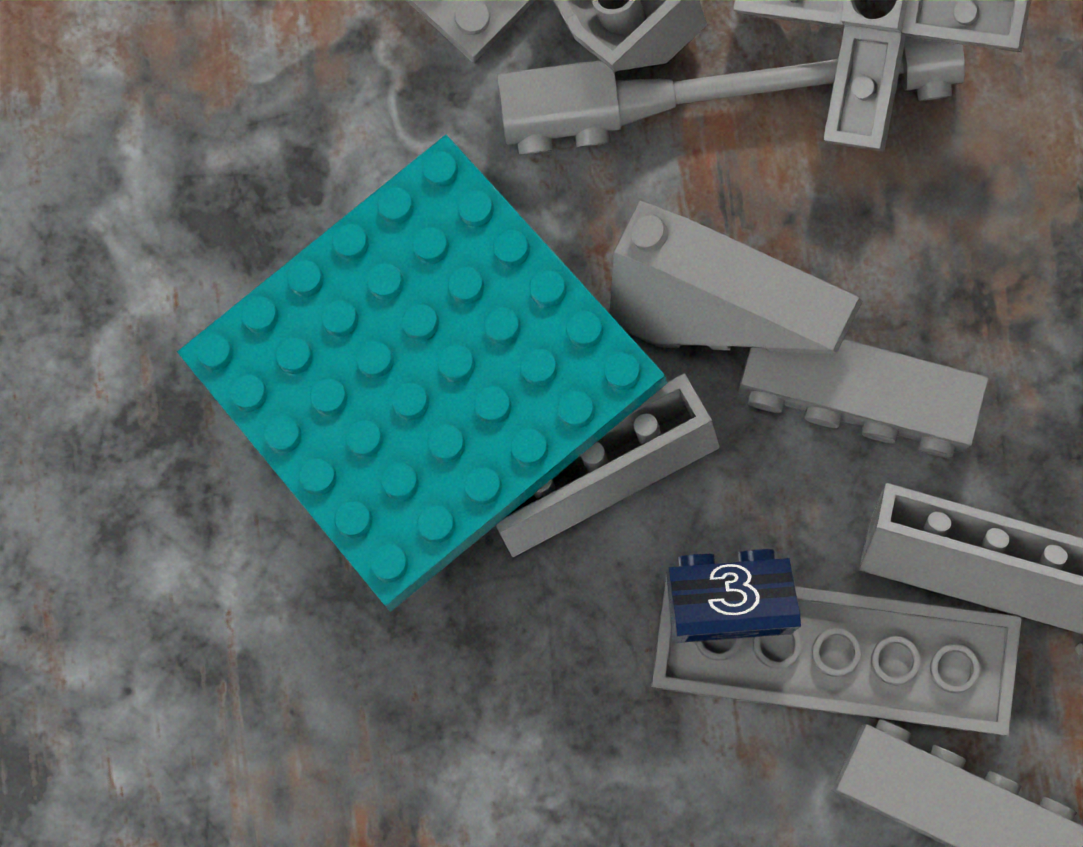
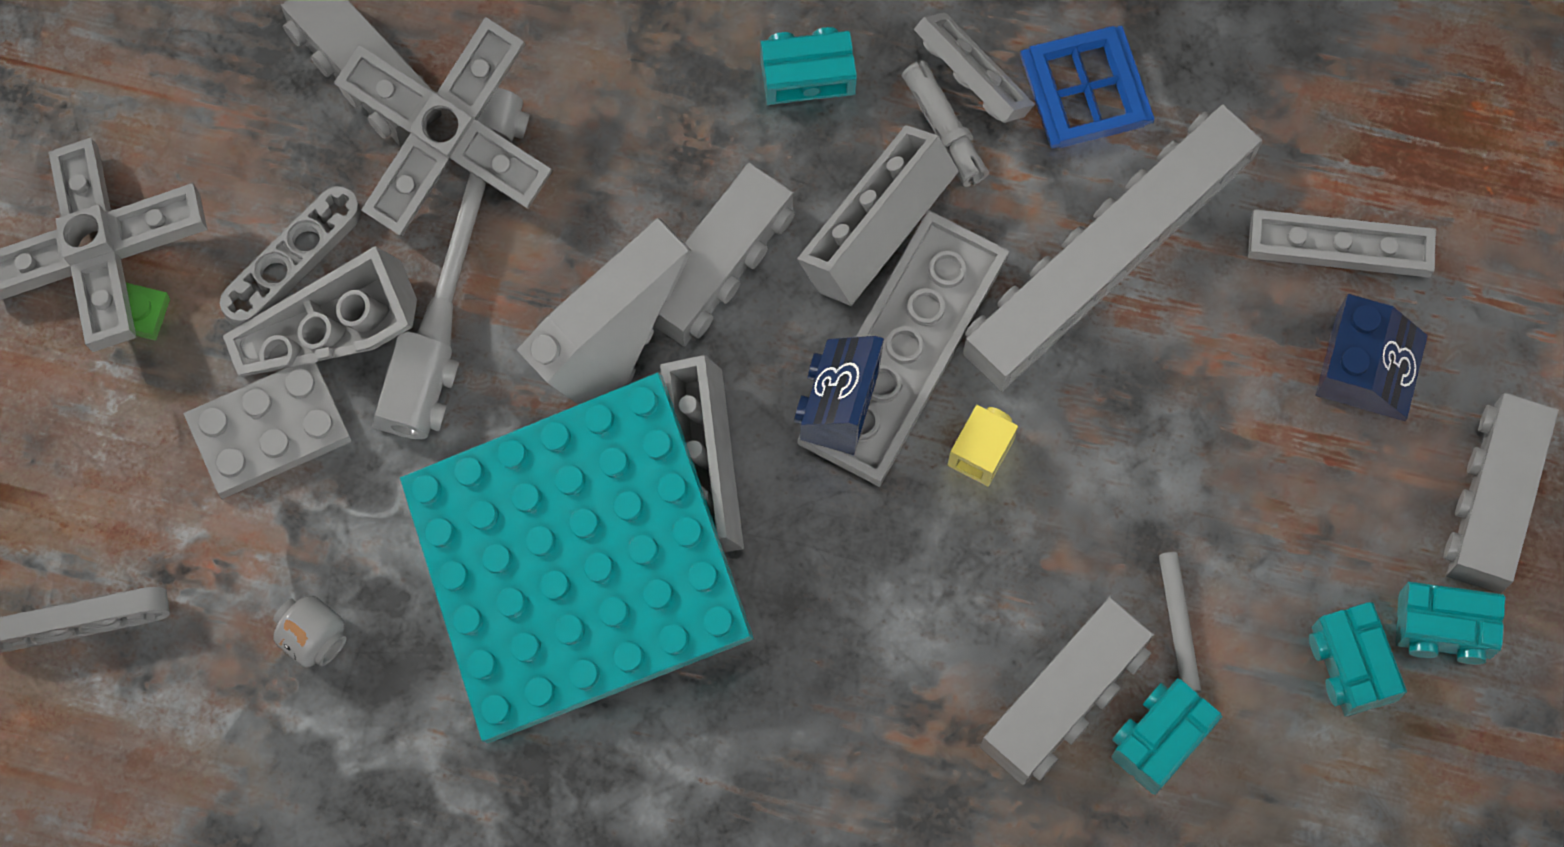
camera: 75 degrees left, 10 degrees down
(228, 110) = (309, 631): none -> light grey head
(749, 792) = (983, 444): none -> light yellow brick

